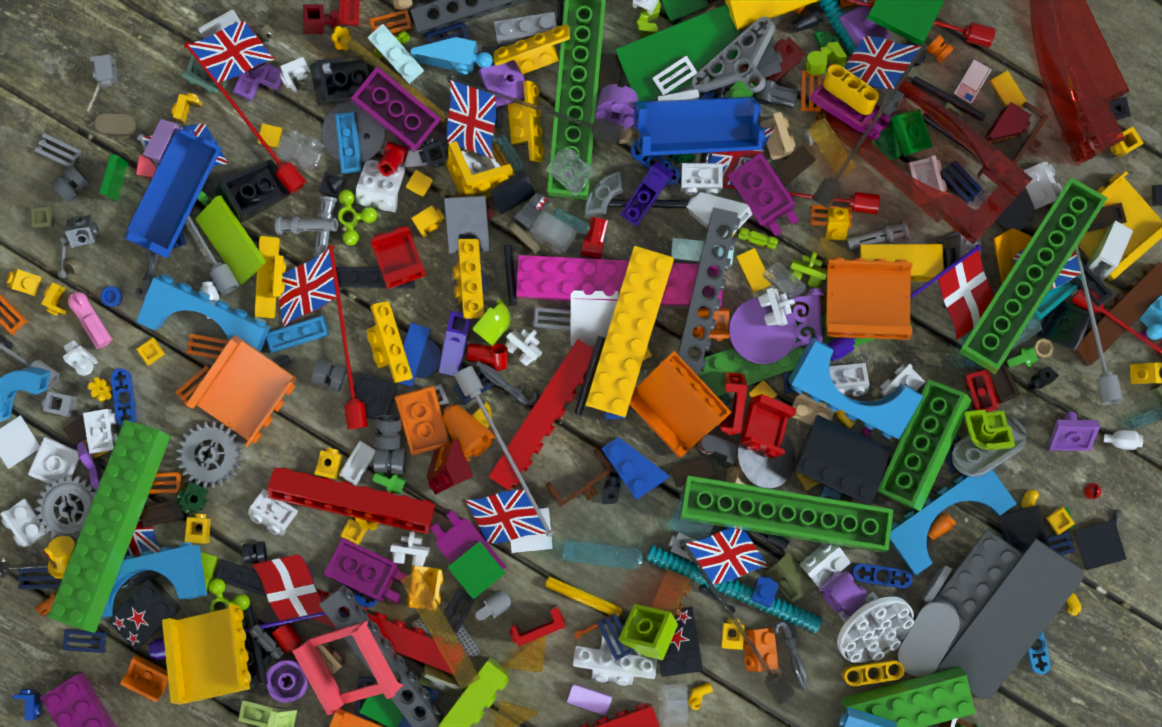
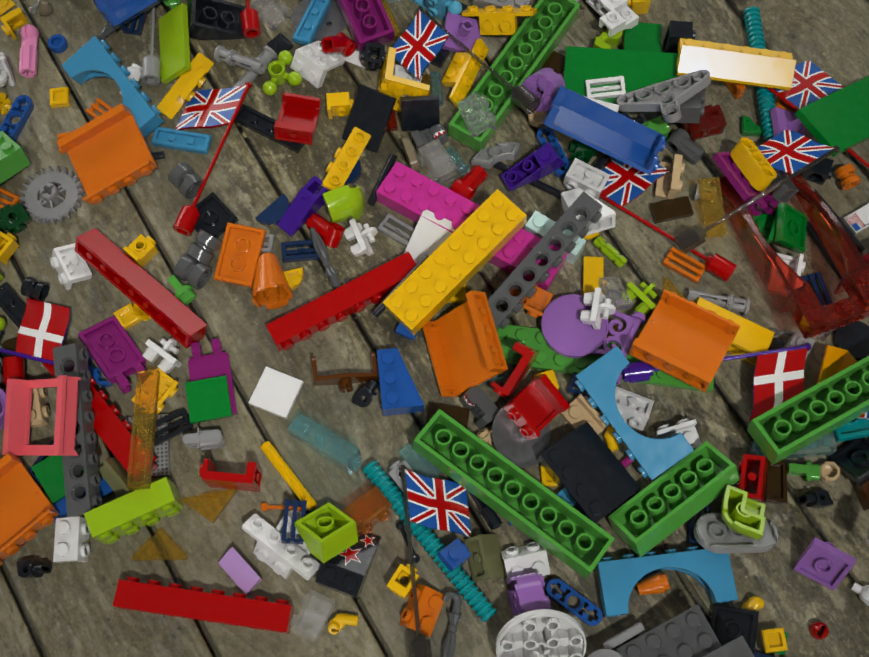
camera: 30 degrees right, 15 degrees down
(357, 463) = (164, 263): white tile -> none
(387, 344) = (248, 179): yellow bracket -> none
(414, 347) = (262, 200): blue tile -> none
(419, 183) = (349, 77): yellow tile -> none
(448, 468) = (235, 303): dark red slope -> none
(507, 513) = (268, 366): flag -> none
(763, 193) = (634, 217): magenta tile -> none
(804, 73) = (723, 147): orange tile -> none
(807, 20) = (741, 103): black cone -> none
(818, 60) = (734, 134): lime leg -> none
(837, 224) = (686, 272): yellow bracket -> none

